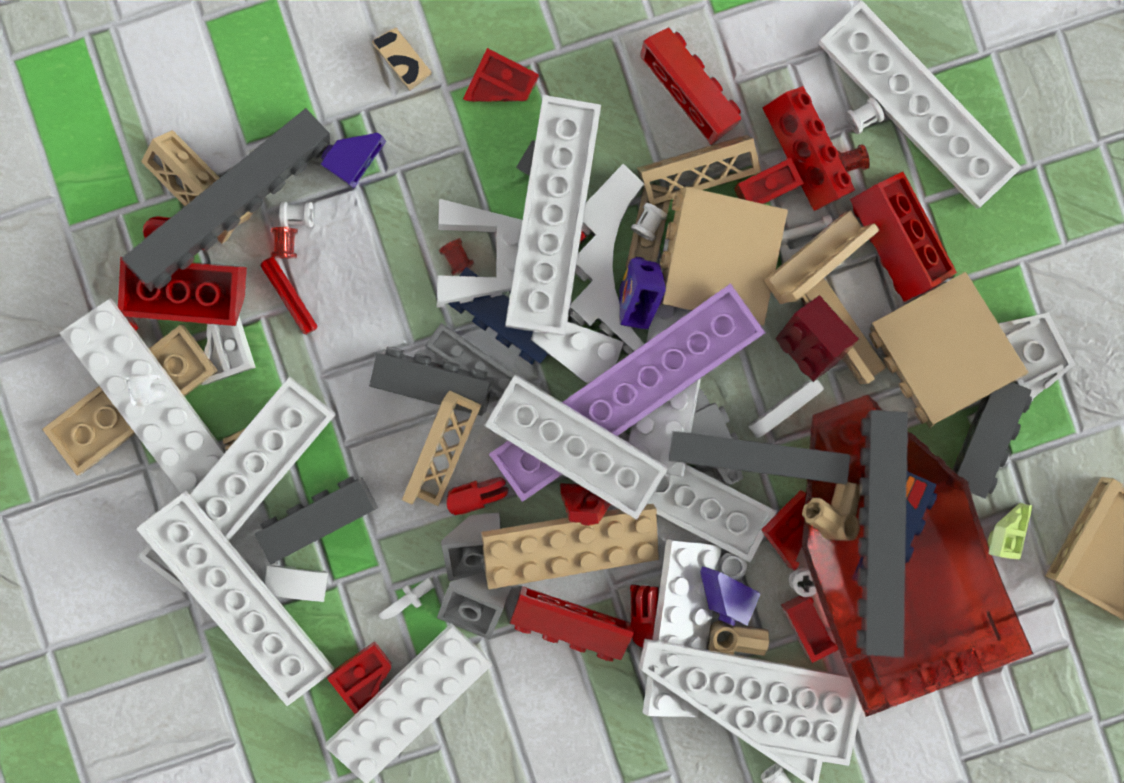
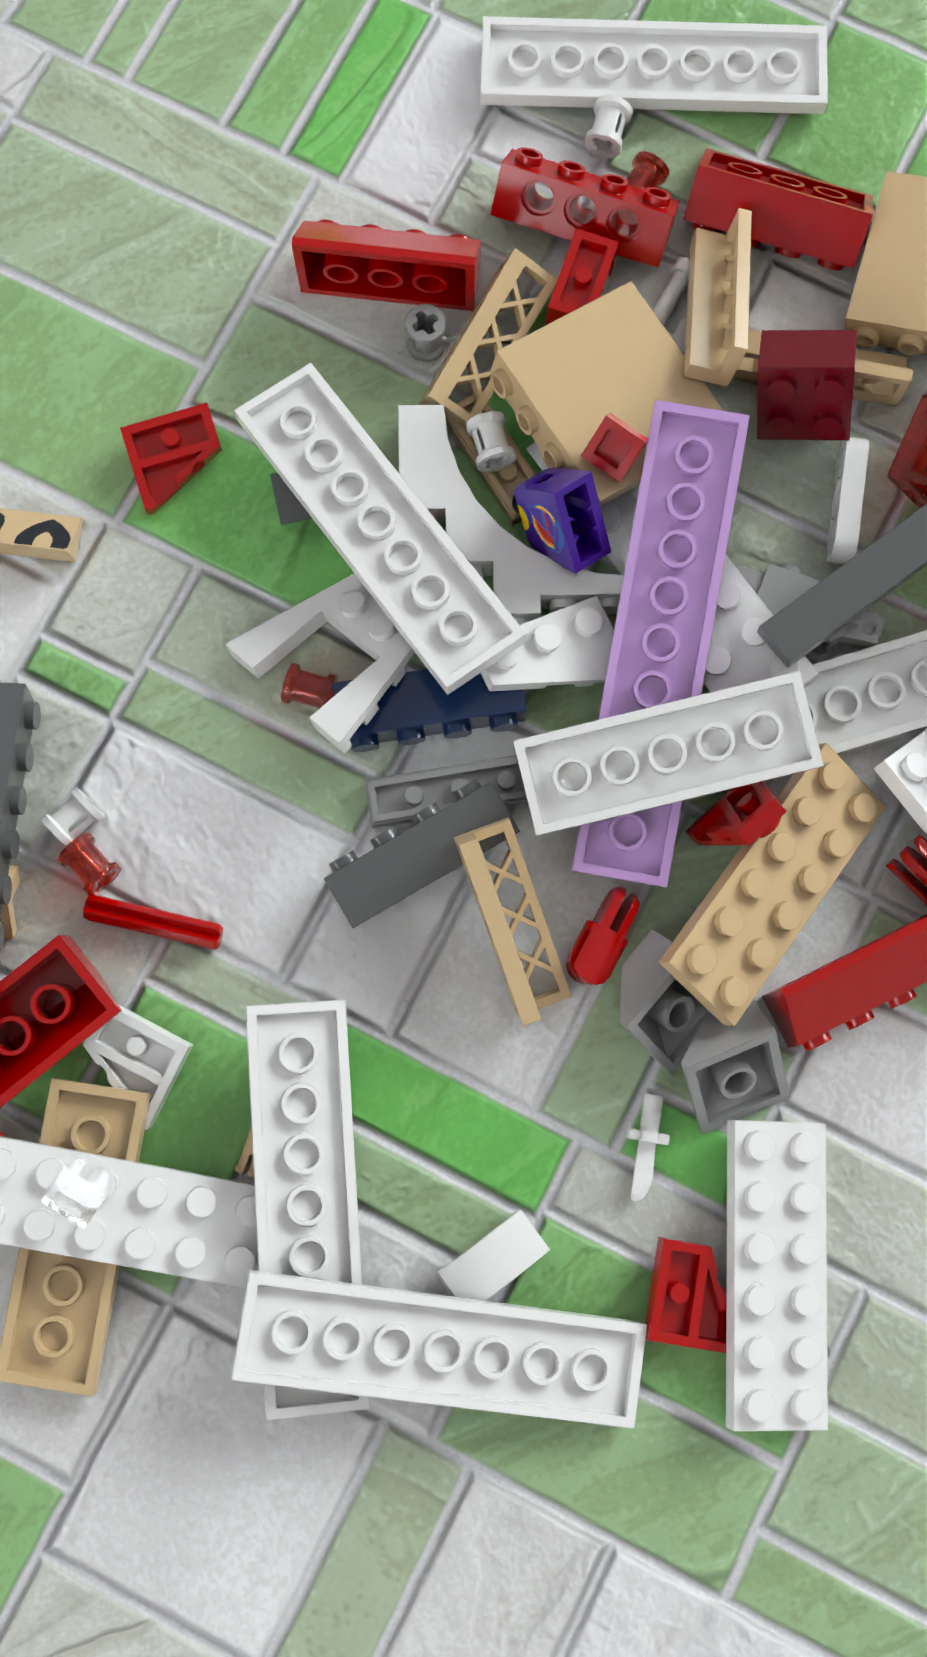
camera: 45 degrees left, 10 degrees down
(316, 520) = (443, 1157): dark grey brick -> none
(352, 156) = (77, 691): dark purple slope -> none
(665, 138) = (426, 331): none -> light grey bush
(691, 287) = (614, 447): none -> red plate

